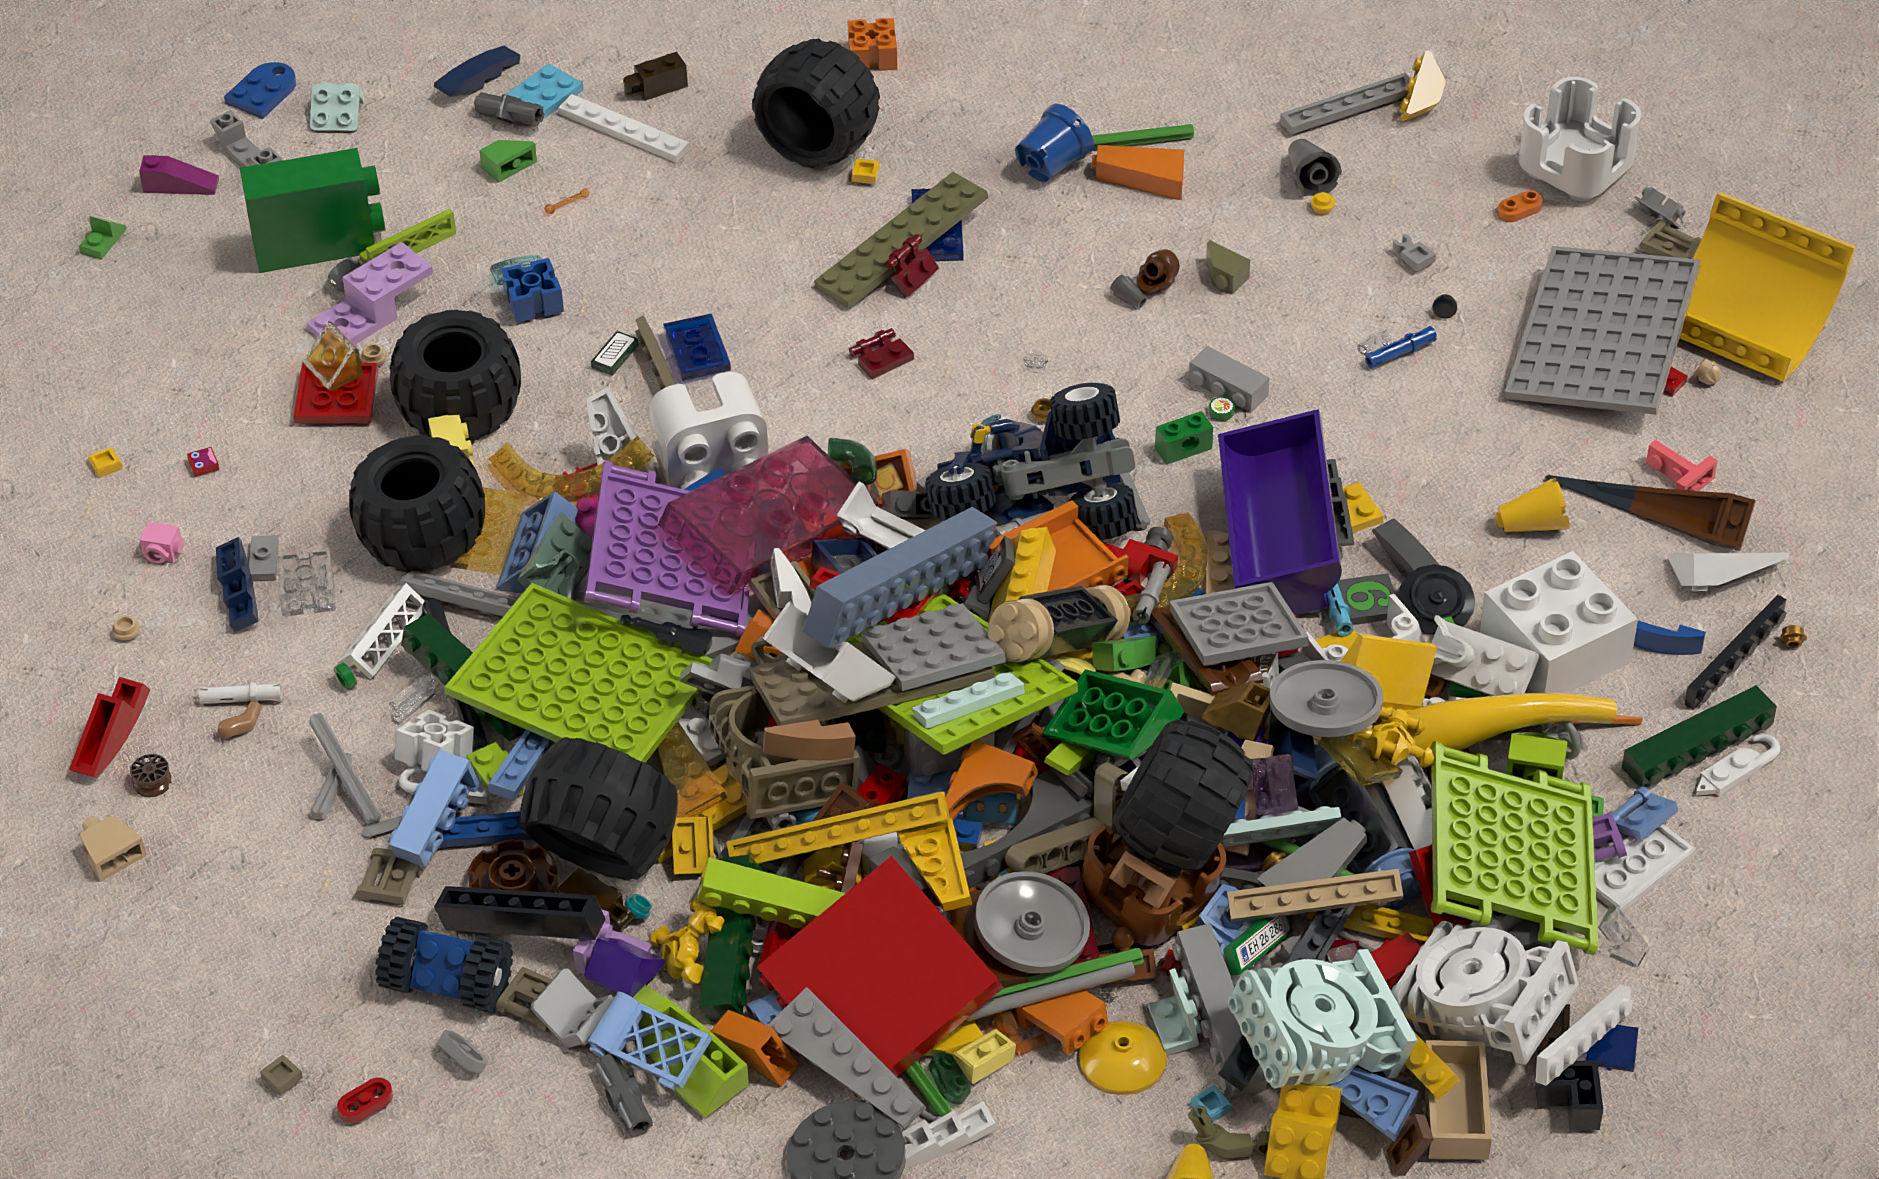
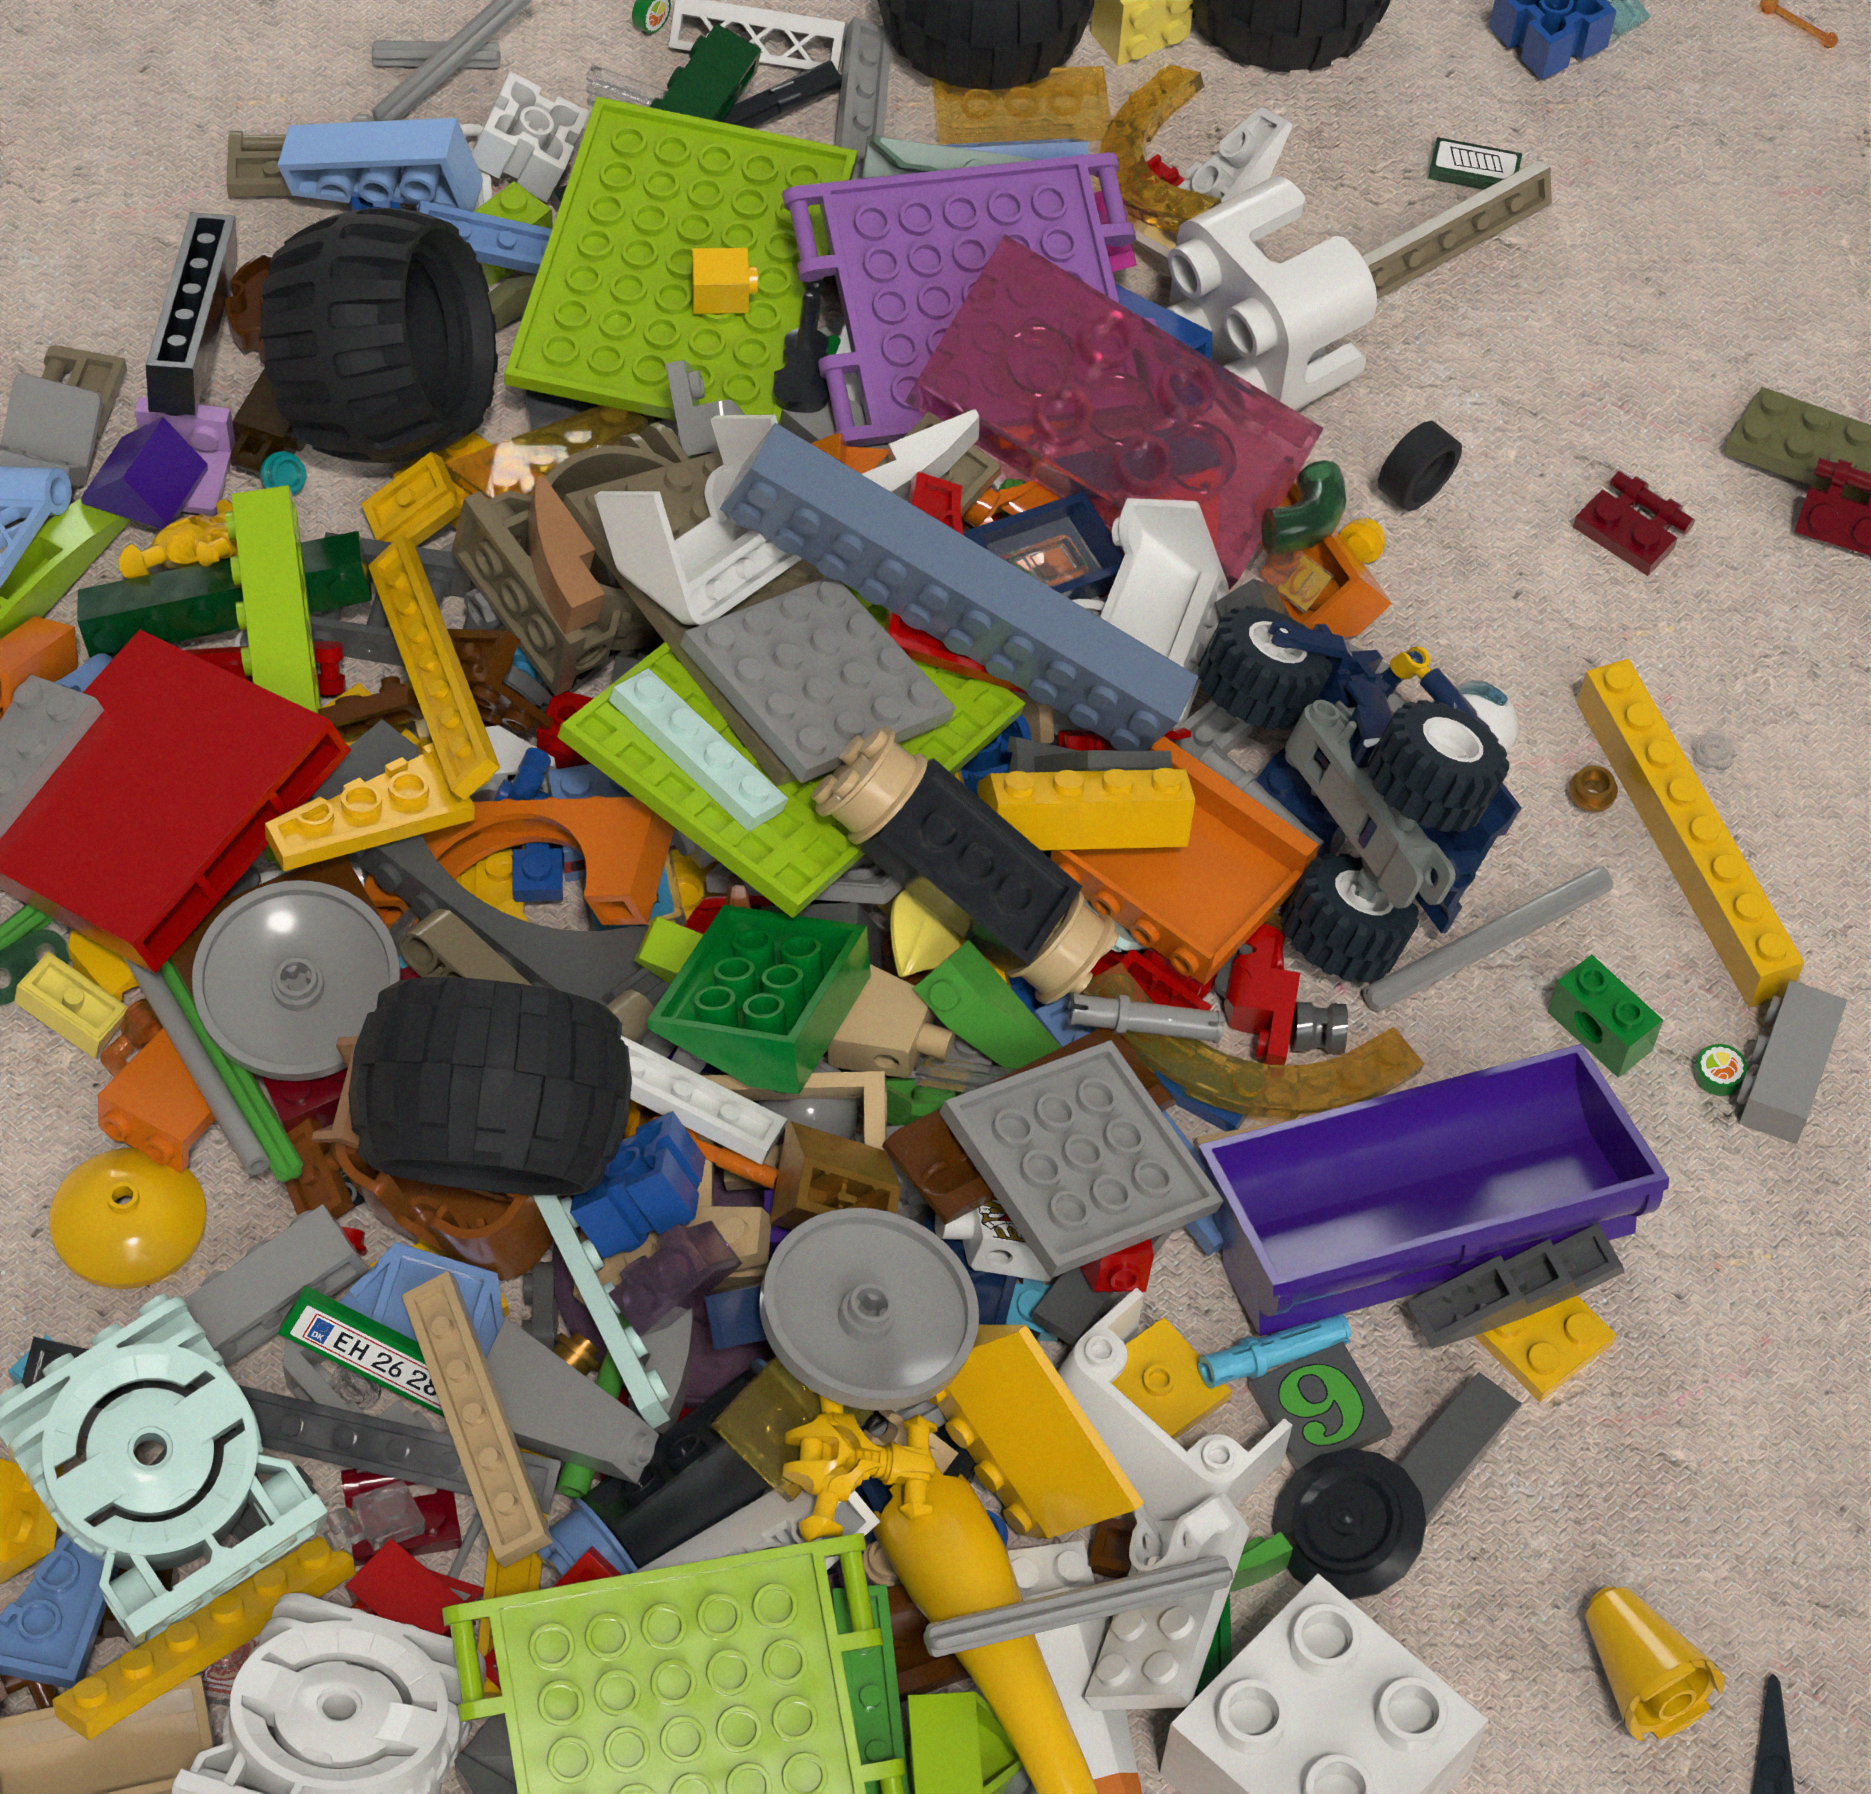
camera: 70 degrees right, 10 degrees up
(443, 964) = (86, 208): black plate -> none
(613, 654) = (722, 280): none -> yellow brick
(697, 347) = (1530, 265): clear blue plate -> none
(824, 417) = (1419, 465): none -> black tyre
(1125, 374) = (1689, 833): none -> yellow brick
(1176, 1018) = (189, 1264): light aqua bracket -> none
(1489, 672) = (1077, 1606): none -> light grey axle

